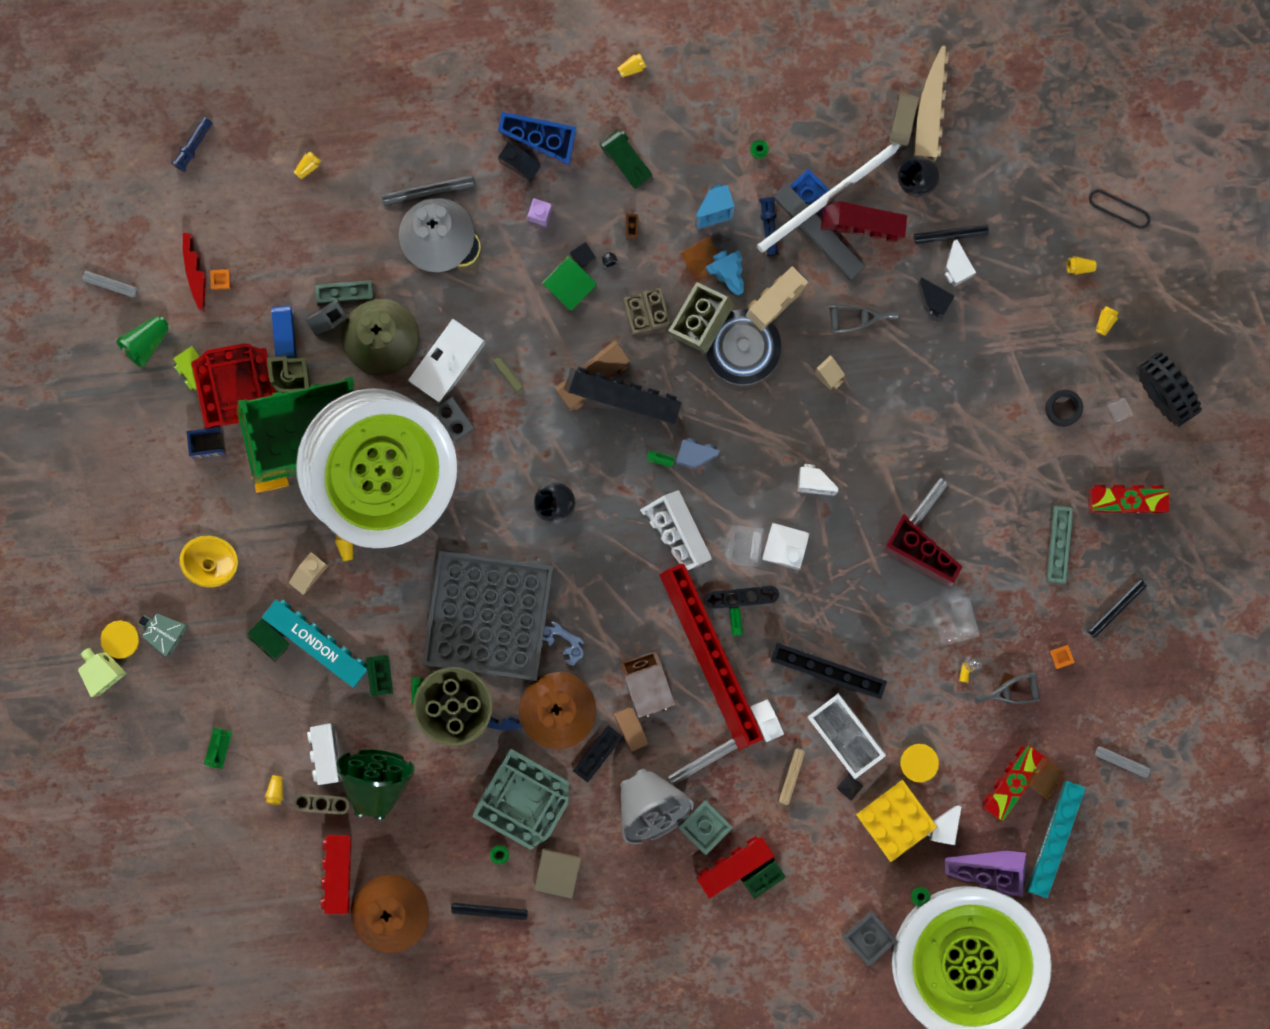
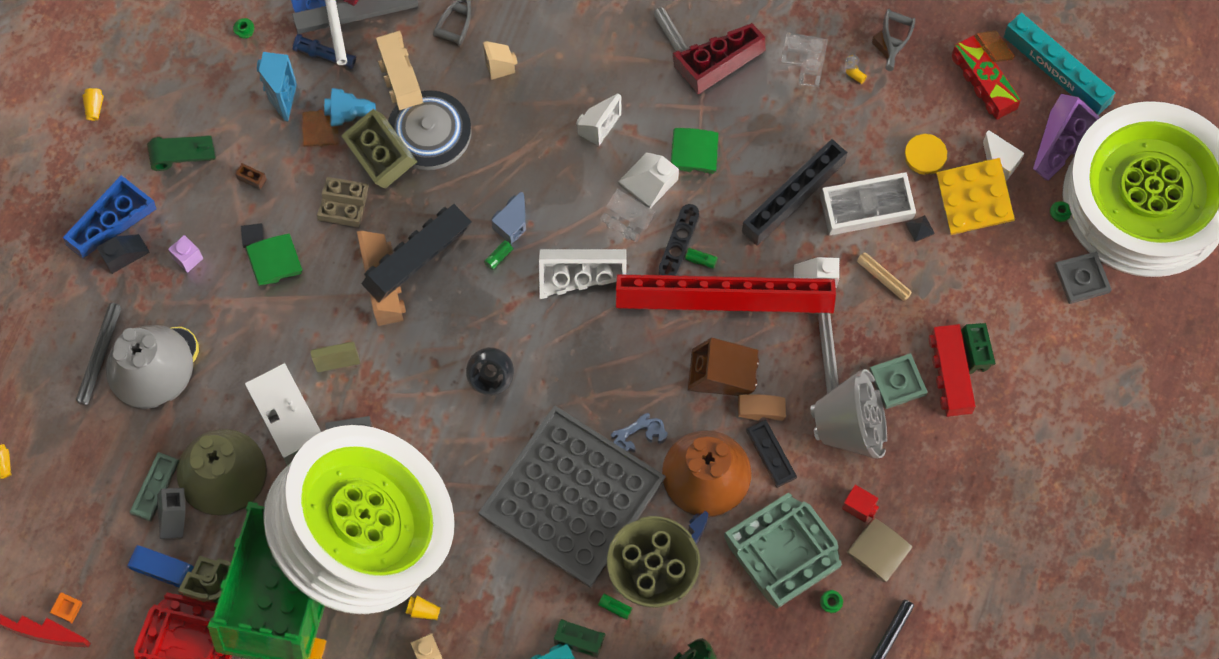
camera: 65 degrees left, 15 degrees down
(587, 843) = (861, 504): none -> red brick
(609, 260) = (272, 212): black hinge -> none
(828, 572) = (694, 150): none -> green slope

